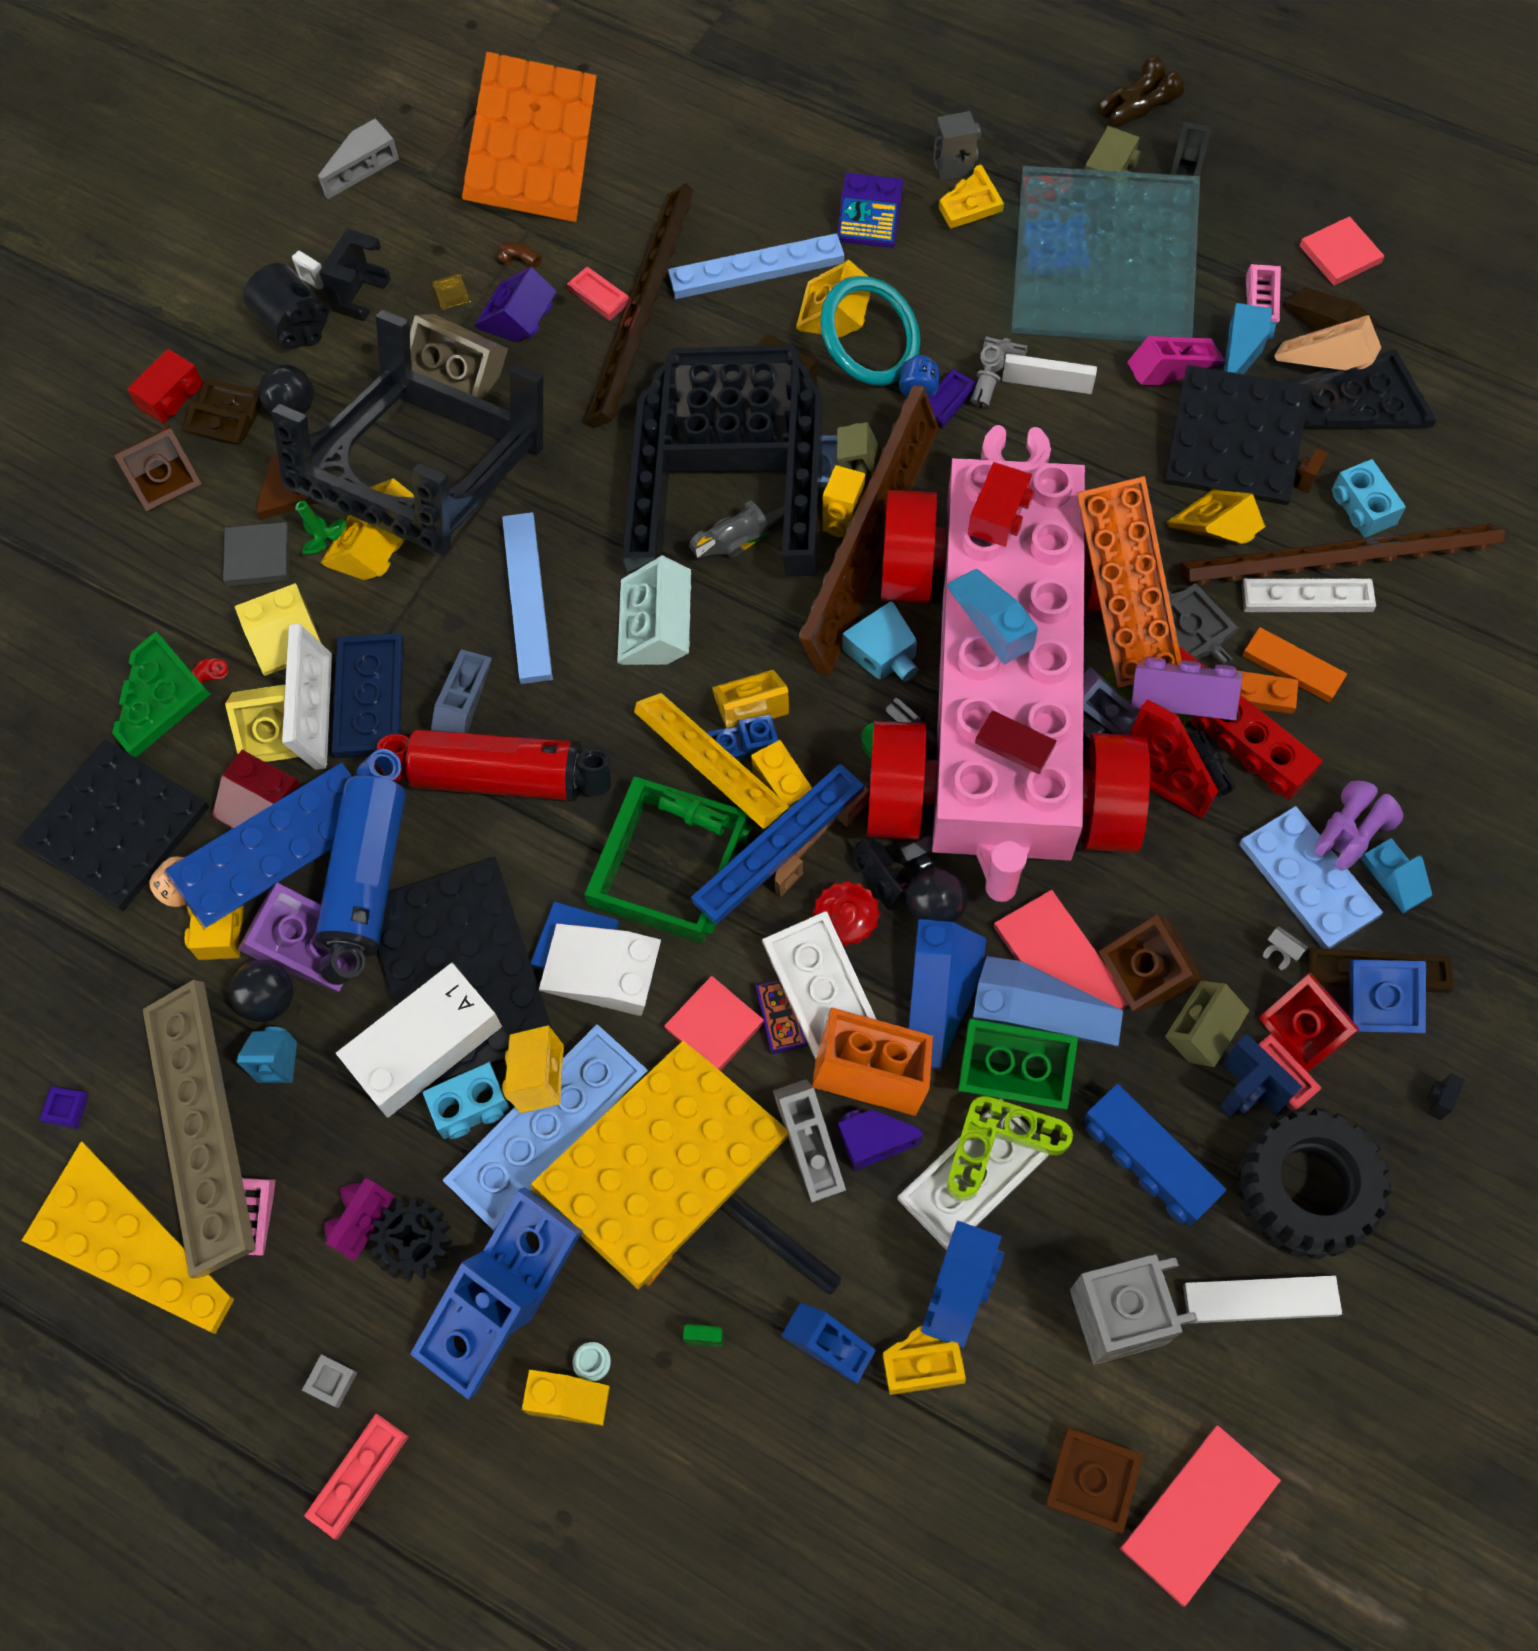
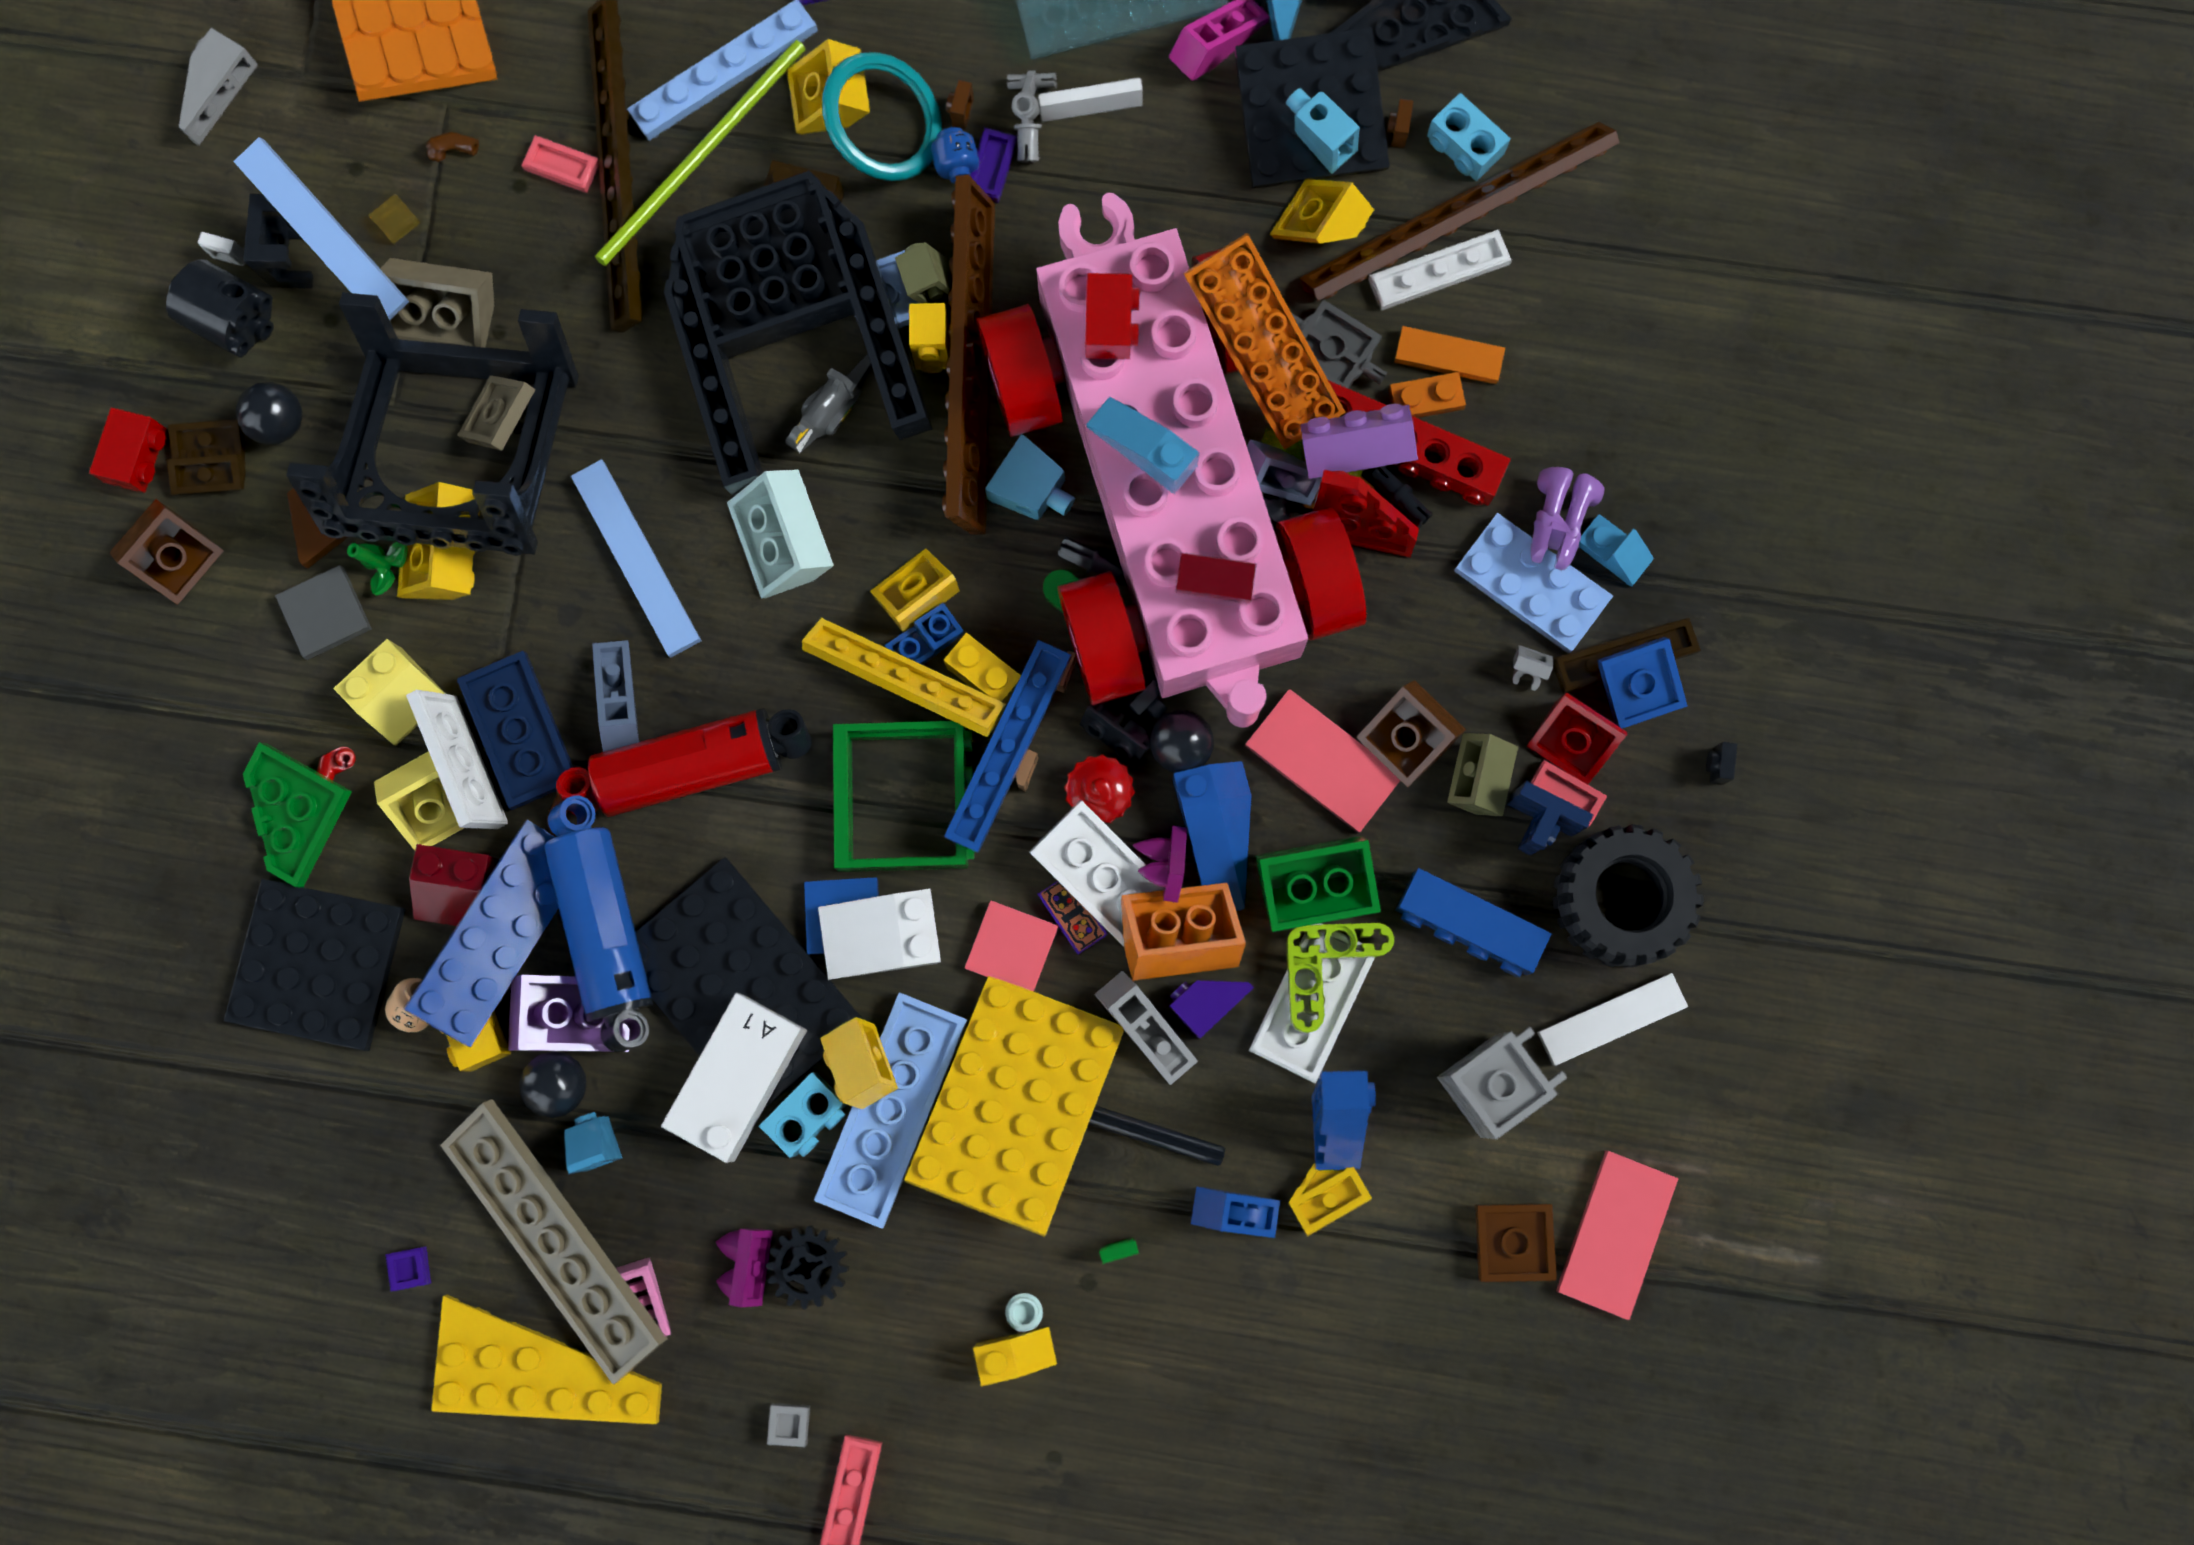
camera: 20 degrees left, 15 degrees up
(387, 264) = (317, 226): none -> light blue tile
(464, 448) = (496, 412): none -> dark tan plate
(496, 1292) = (912, 1287): blue bracket -> none
(517, 306) = (477, 215): dark purple slope -> none
(693, 812) = (909, 742): green pin -> none
(709, 315) = (699, 153): none -> lime piece
(882, 993) = (1171, 862): none -> magenta tile
(940, 343) = (960, 104): none -> reddish brown plate
(1032, 999) = (1310, 812): medium blue wedge -> none
(1243, 446) = (1324, 128): none -> medium azure torso

